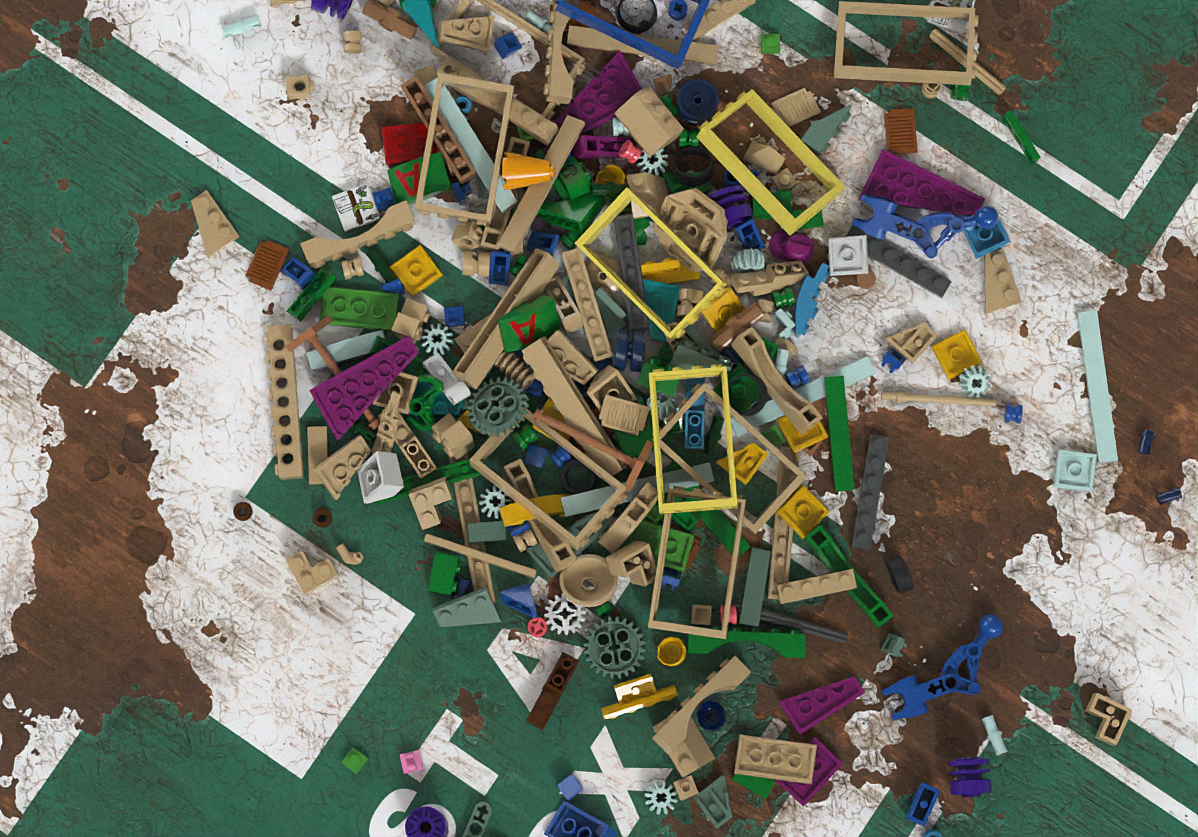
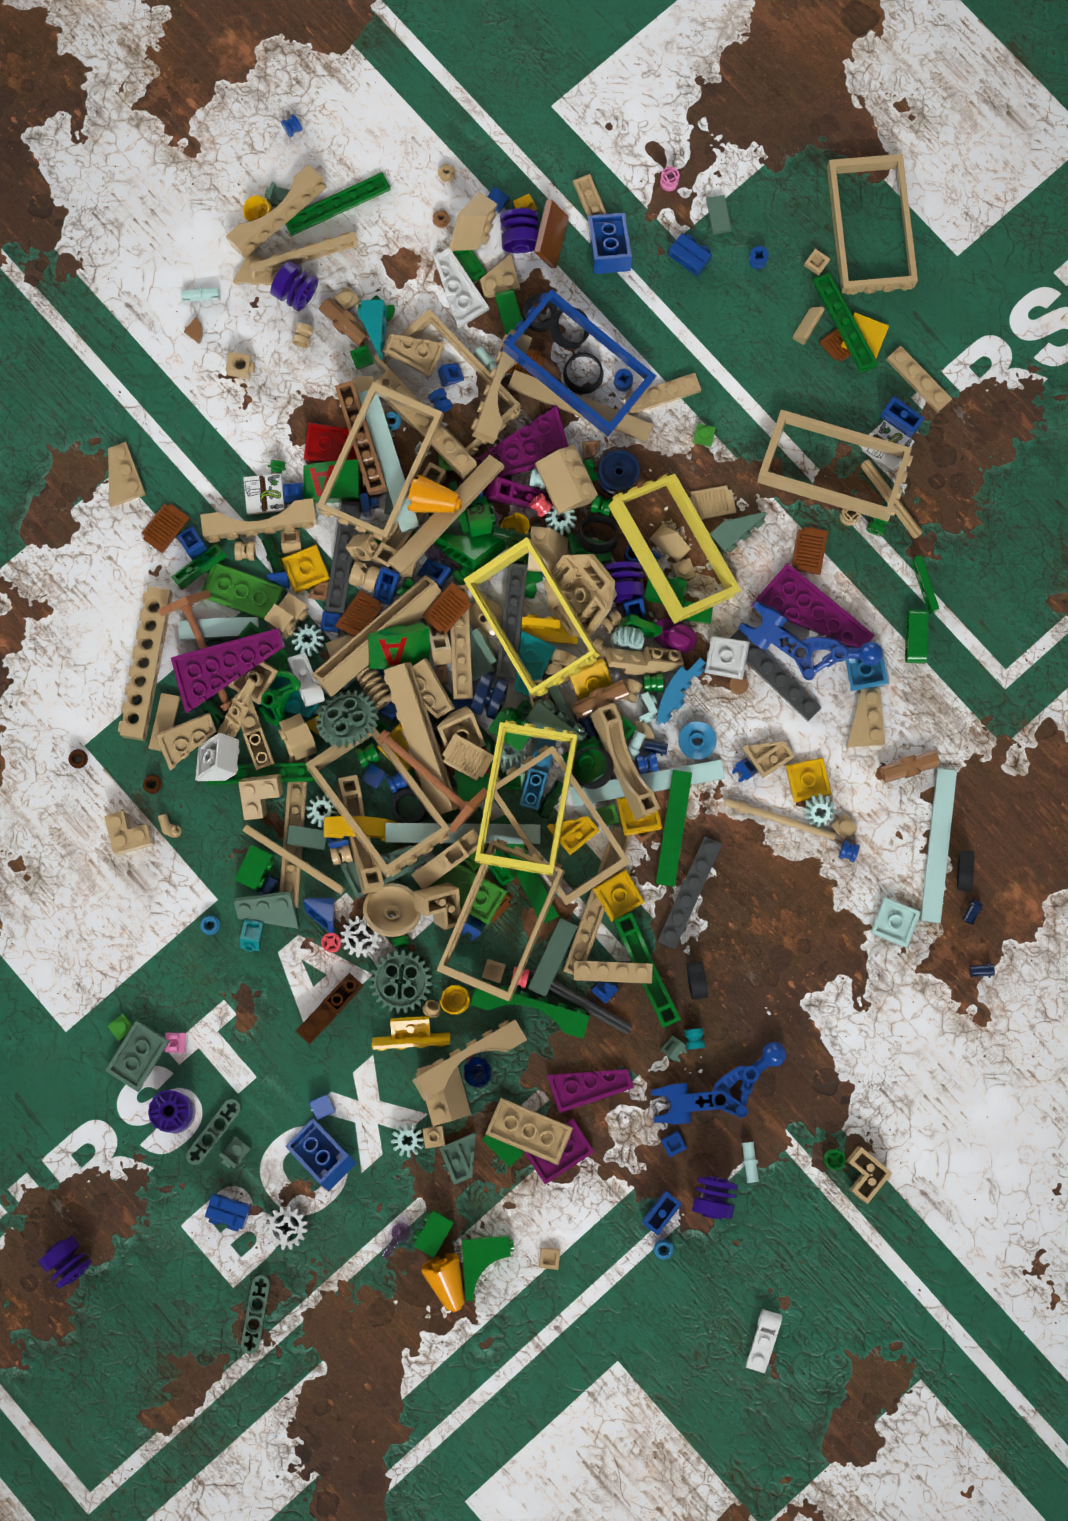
camera: 15 degrees right, 0 degrees up
(245, 63) = (194, 330): none -> medium nougat tile
(361, 177) = (277, 466): none -> green plate
(378, 783) = (137, 1055): none -> sand green plate
(394, 248) = (291, 542): none -> tan slope
(410, 635) = (206, 920): none -> dark azure plate
(416, 50) = (361, 357): none -> green plate
(436, 289) = (319, 592): none -> medium nougat tile
(450, 254) = (342, 561): none -> dark grey plate
(457, 639) = (251, 935): none -> teal bracket
(481, 302) = (359, 614): none -> dark orange window
(506, 74) = (440, 400): none -> blue wheel
(566, 275) = (447, 608): none -> dark orange window
(576, 340) = (441, 673): none -> medium nougat tile
(650, 666) = (431, 1008): none -> tan plate
(729, 247) = (611, 621): none -> tan wheel
(765, 245) = (649, 628): none -> green plate
(801, 359) = (657, 747): none -> dark blue pin
(812, 607) = (604, 990): none -> blue tile
(846, 336) = (704, 734): none -> dark azure dish
(911, 630) = (694, 1037): none -> teal wheel
(916, 736) = (673, 1144): none -> blue tile
(1002, 391) = (844, 827): none -> tan plate
(1025, 189) = (916, 636): none -> green beam
(1051, 317) = (910, 766): none -> medium nougat piece
(1073, 712) = (837, 1159): none -> green wheel
(1129, 404) = (965, 871): none -> black tyre

